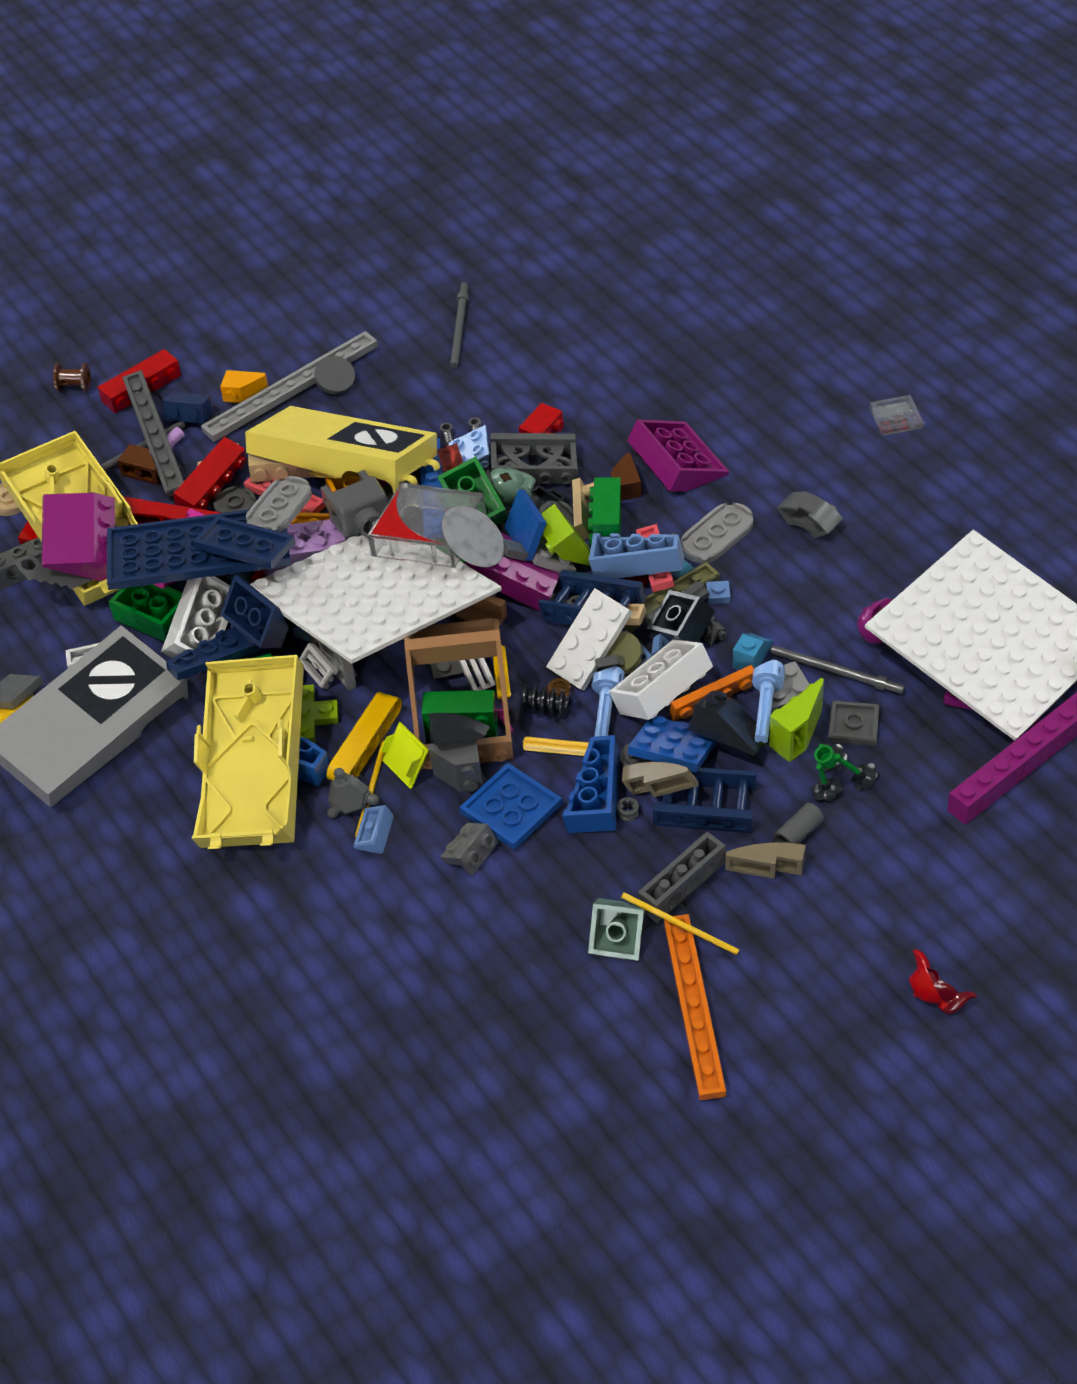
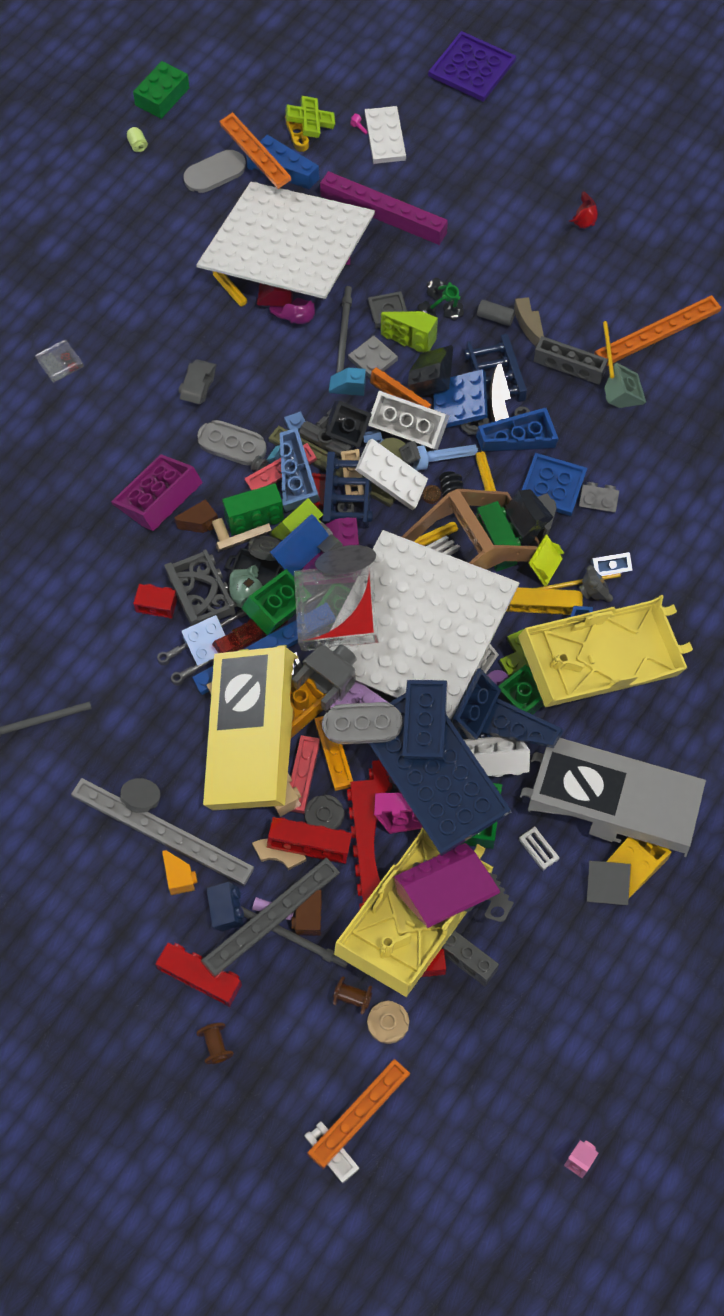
camera: 115 degrees left, 15 degrees up
(767, 681) = (386, 353): light blue piece -> none

